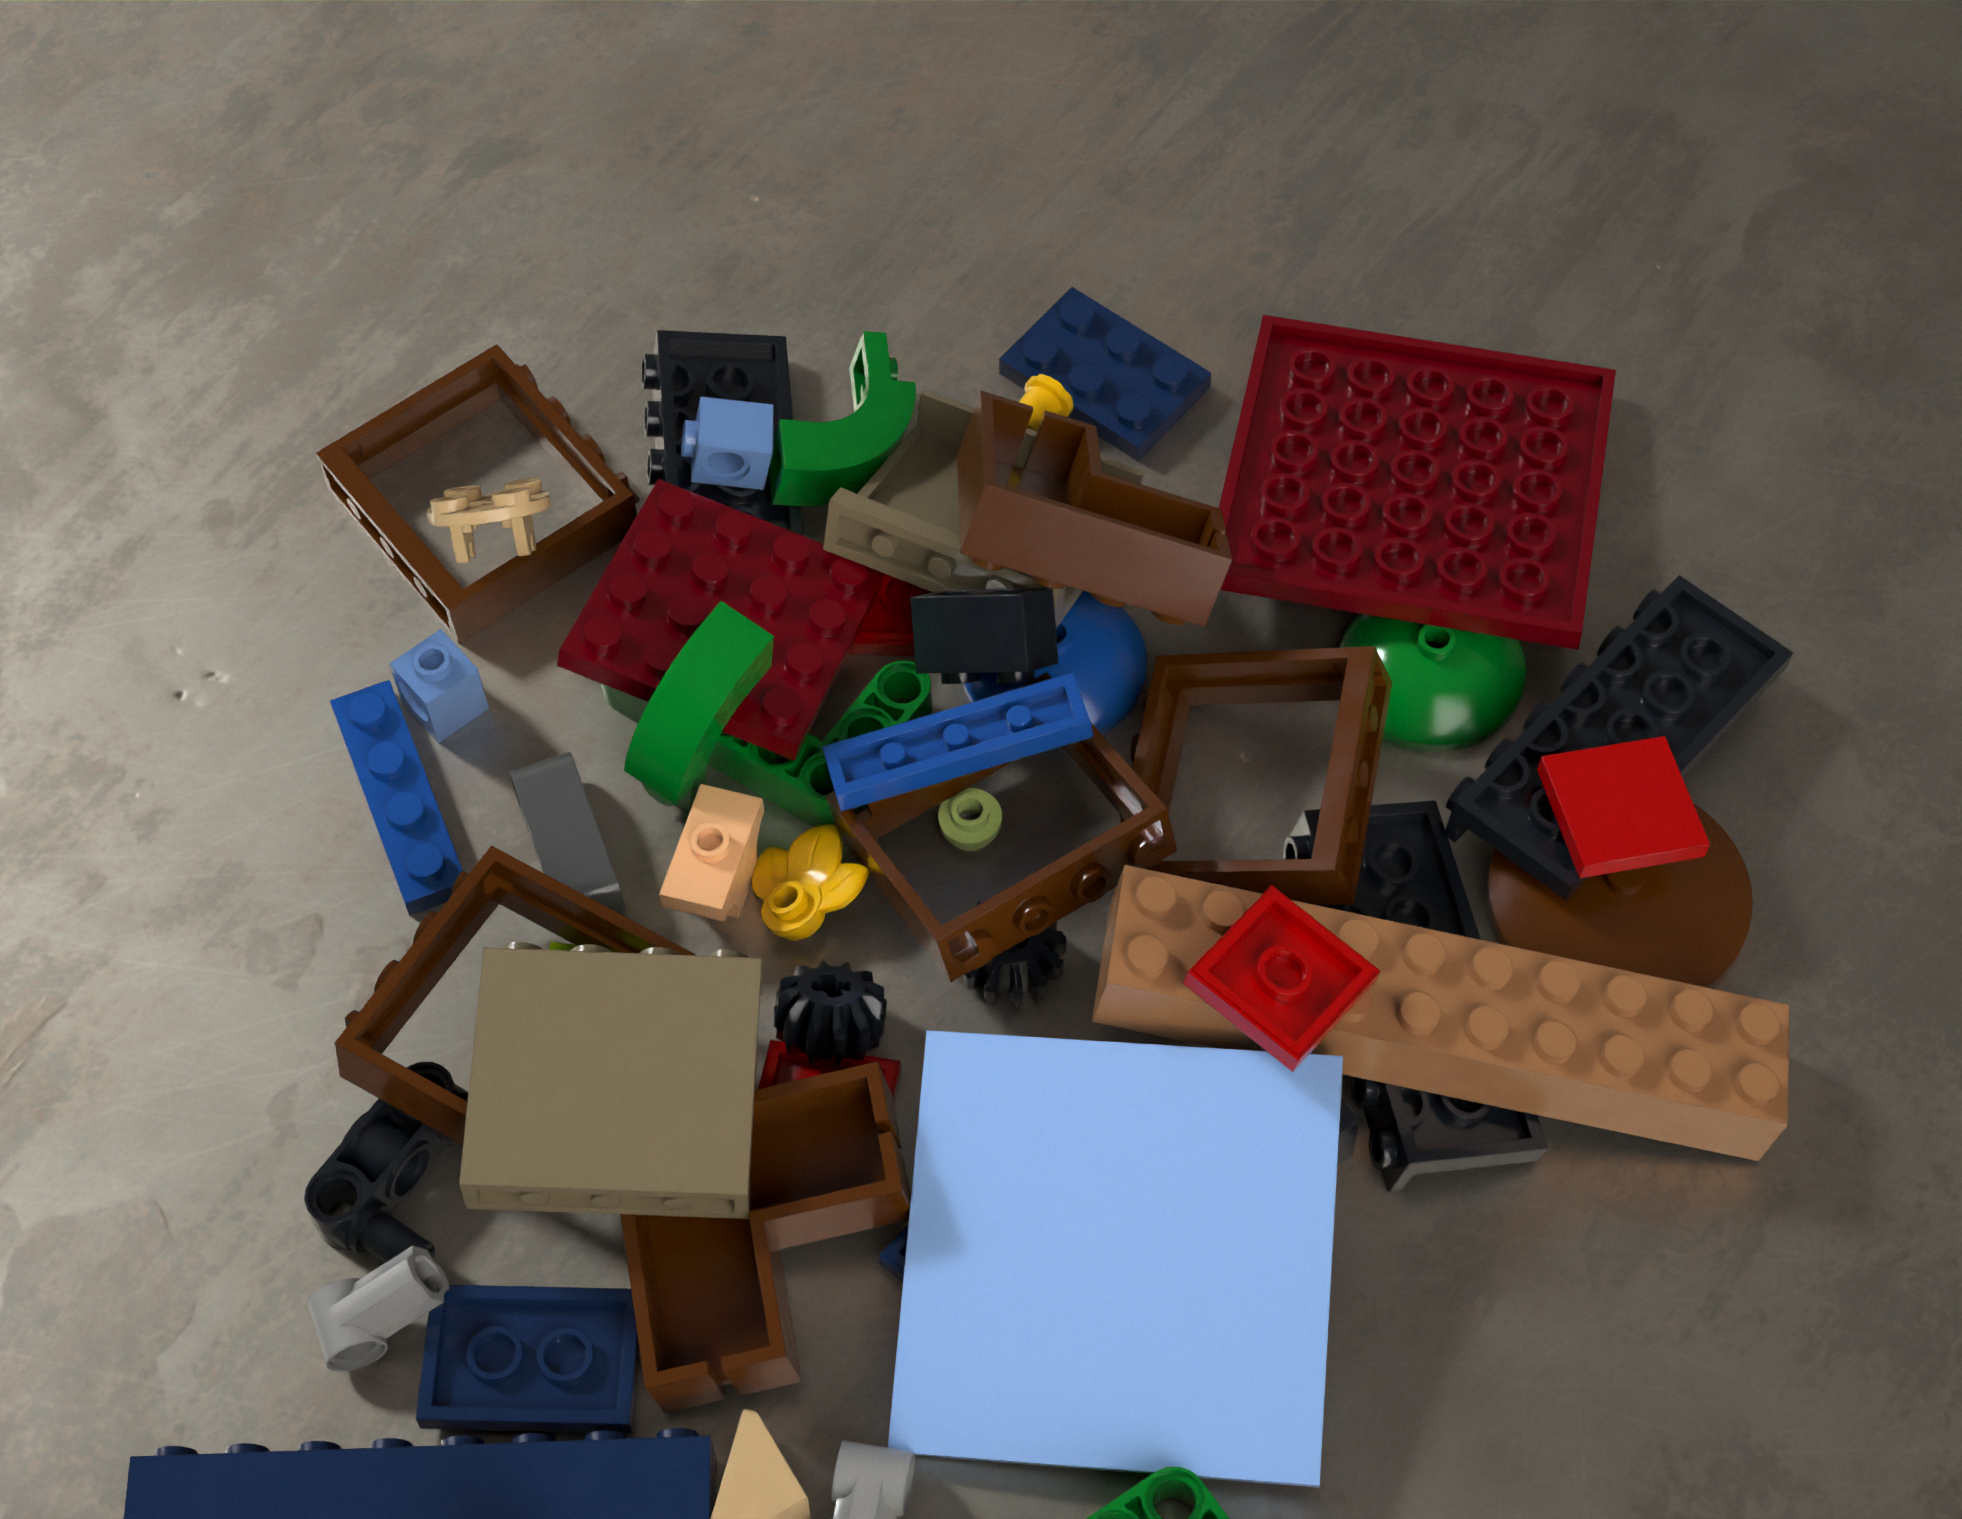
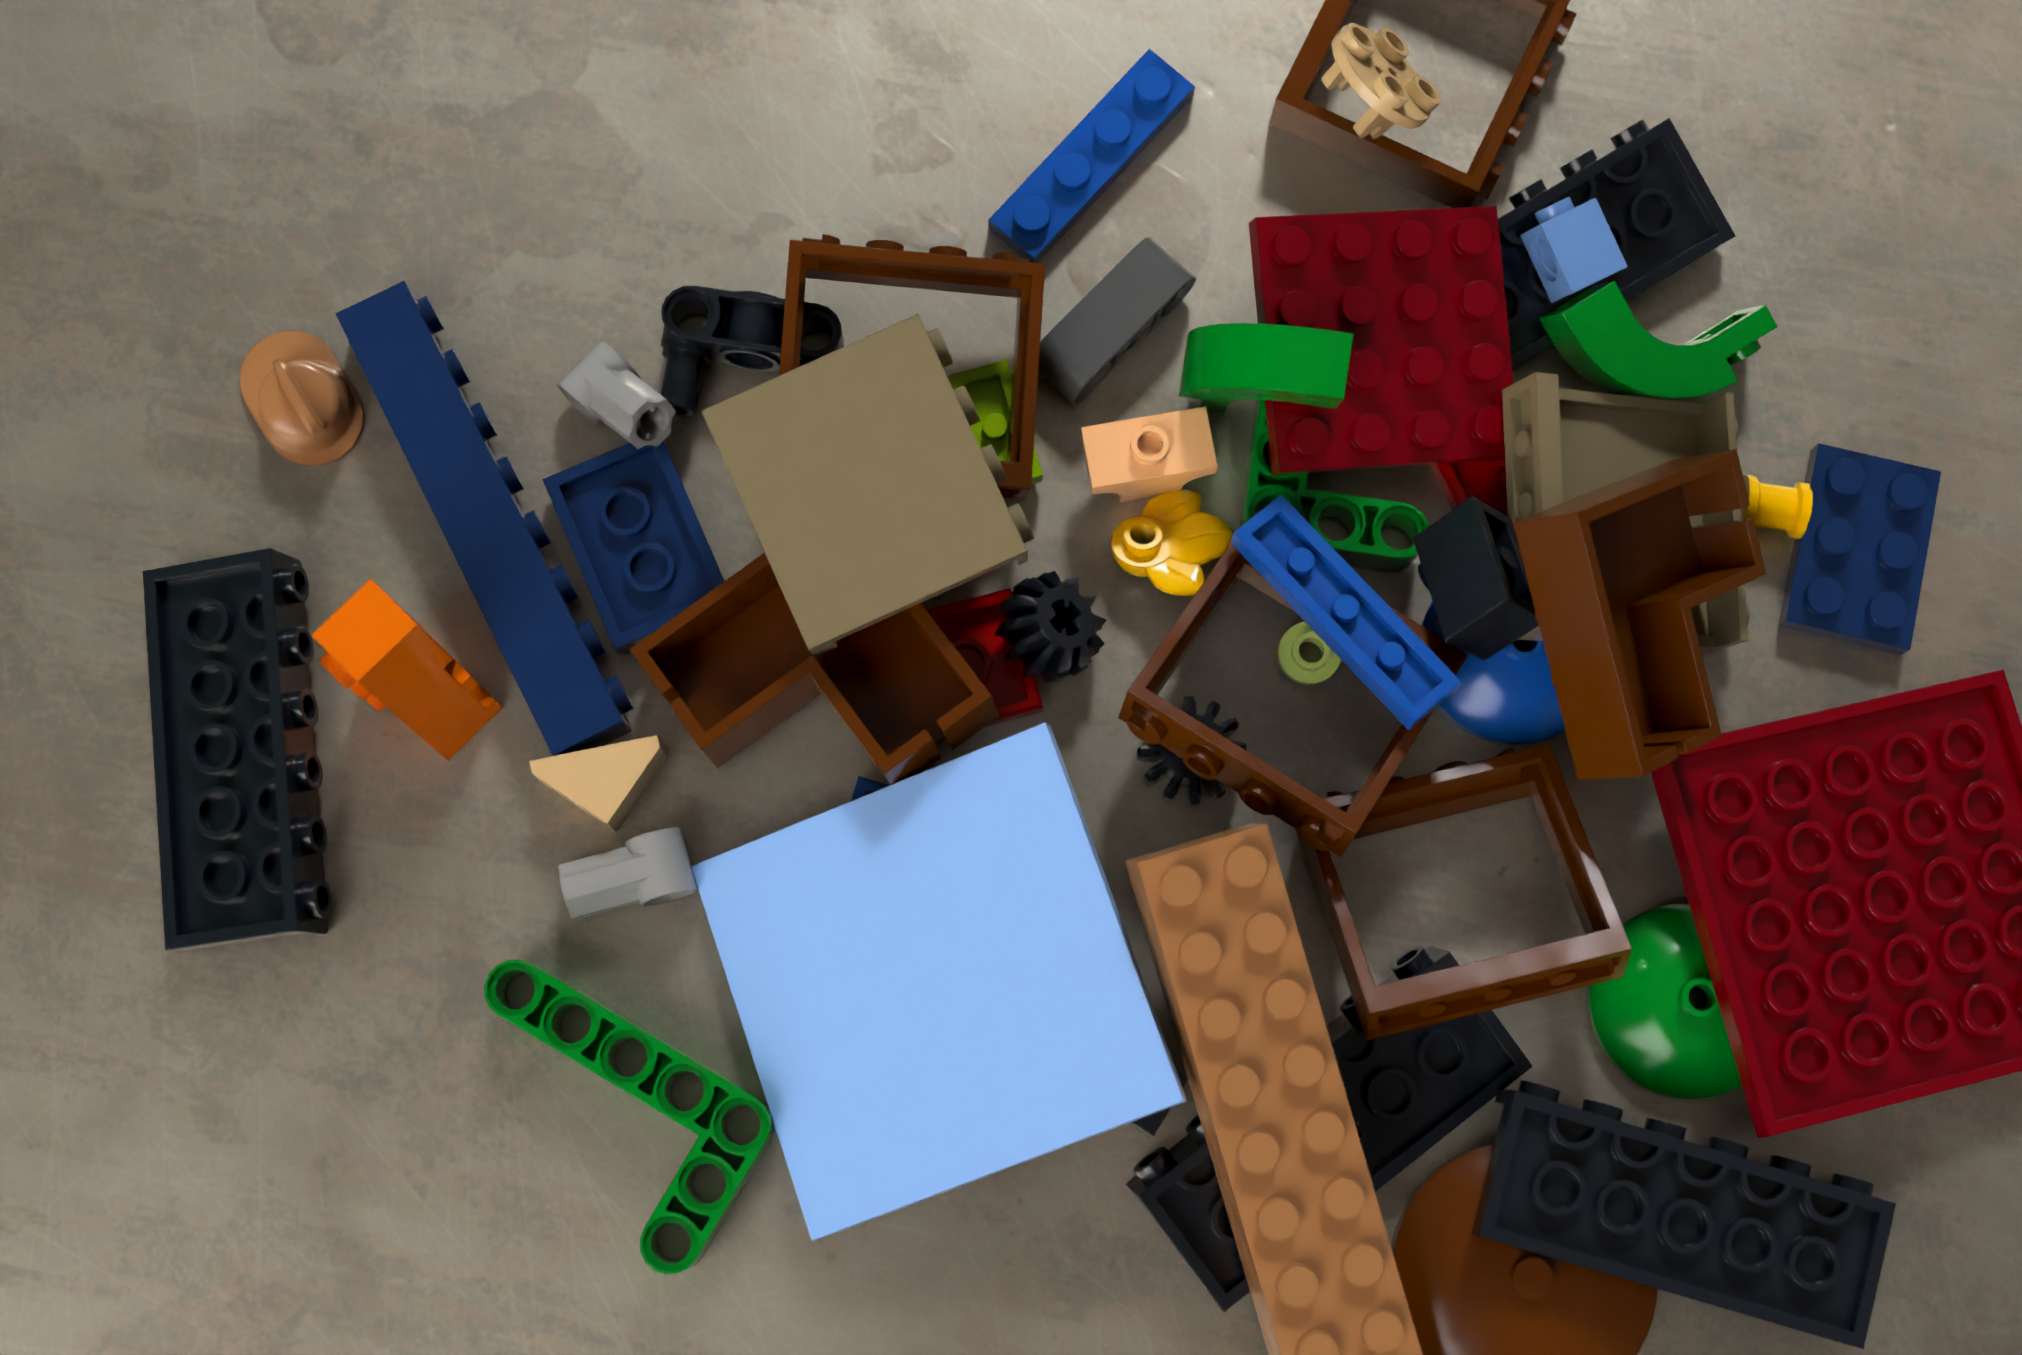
camera: 60 degrees right, 20 degrees up
(439, 686) = (1204, 131): medium blue brick -> none
(1281, 977) = (1218, 1017): red tile -> none
(1622, 807) = (1588, 1251): red tile -> none

